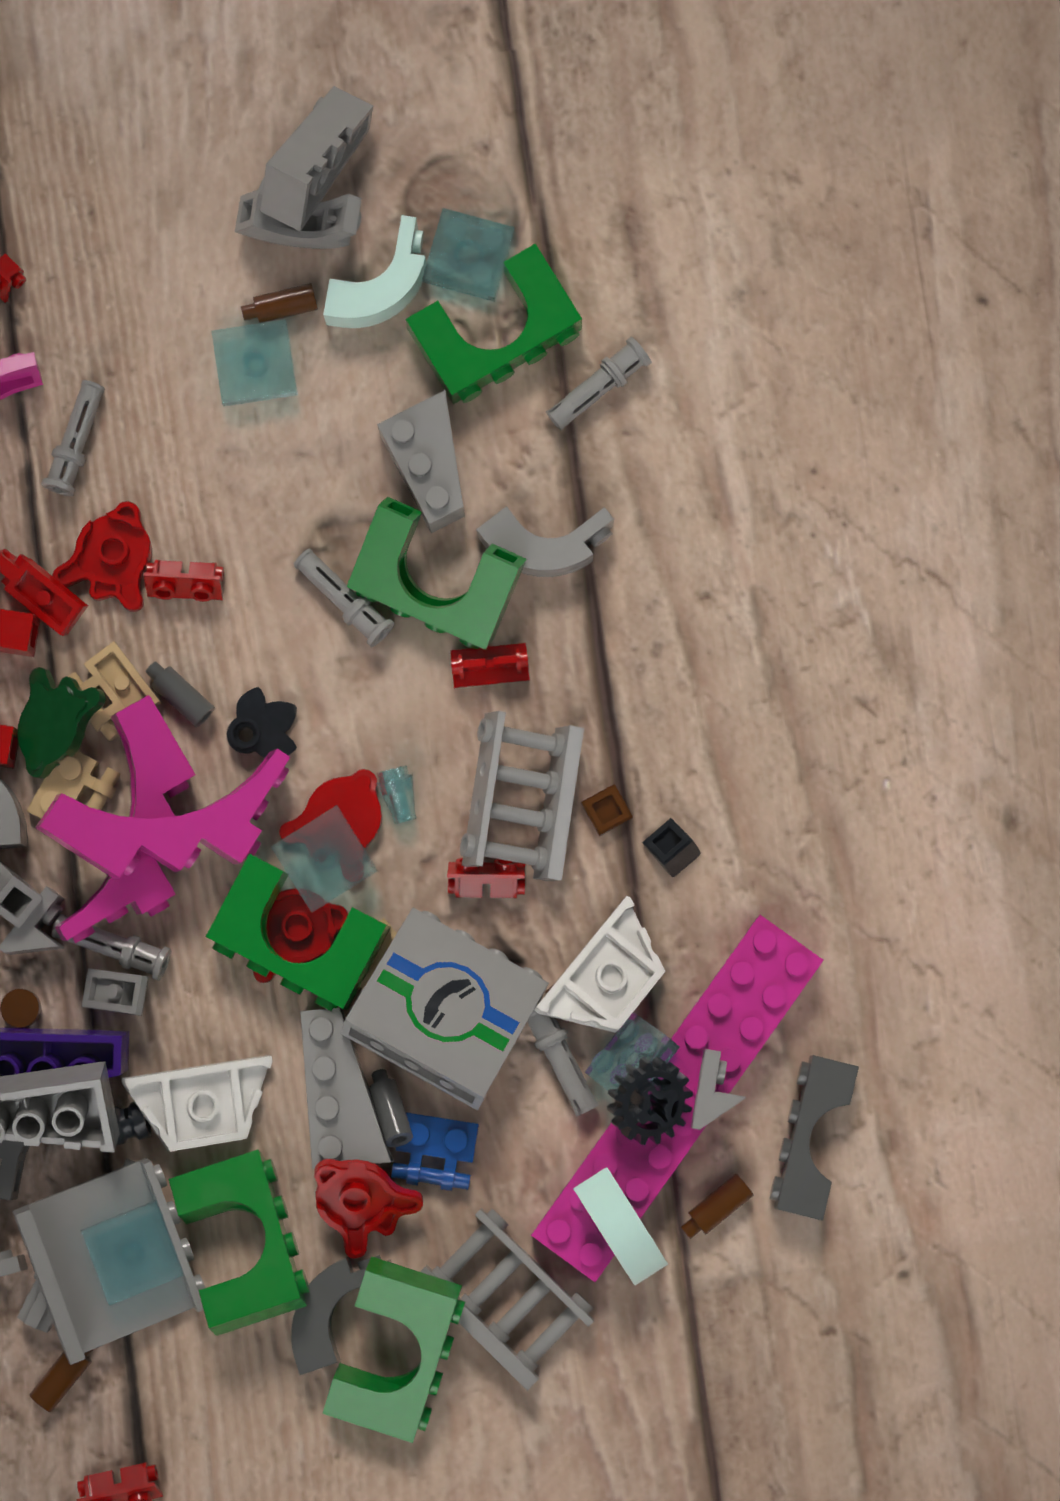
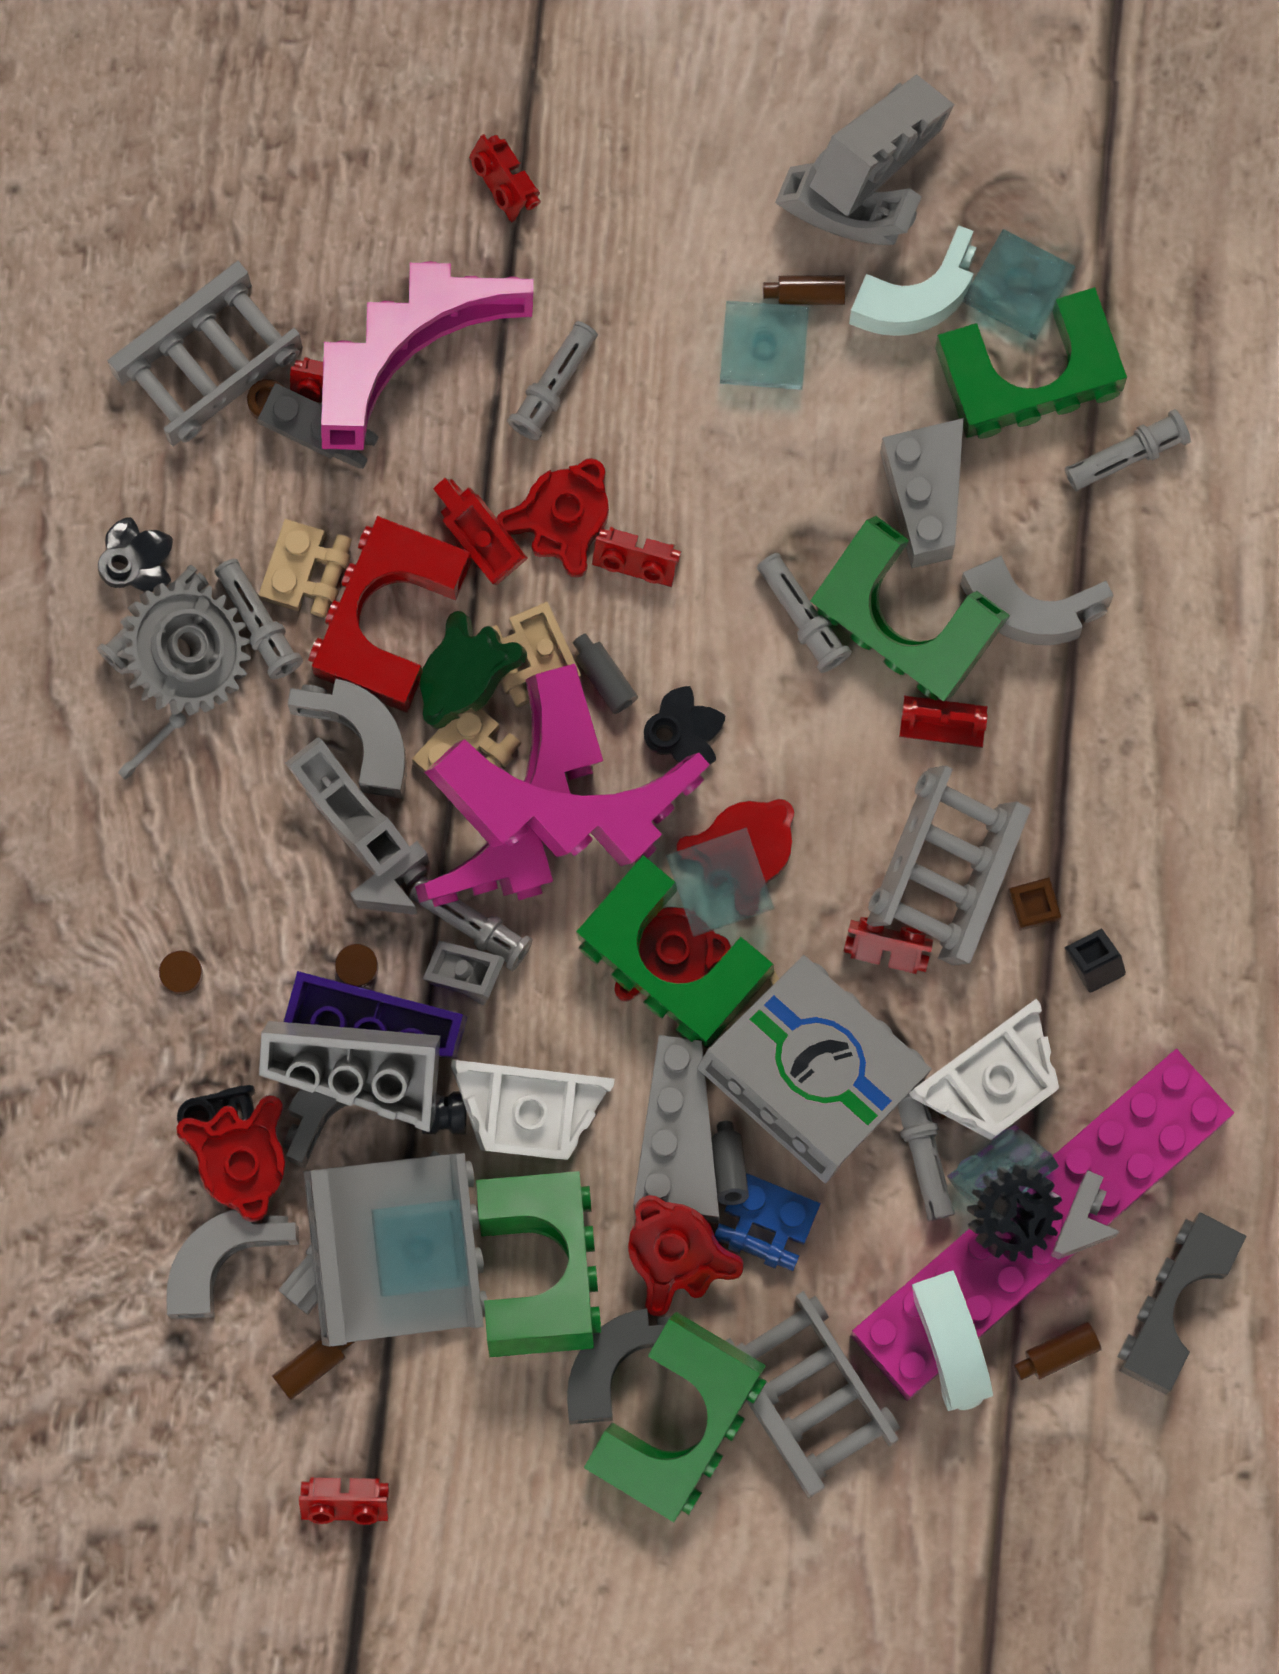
camera: 10 degrees right, 5 degrees down
(398, 793) = (814, 832): clear light blue cone -> none

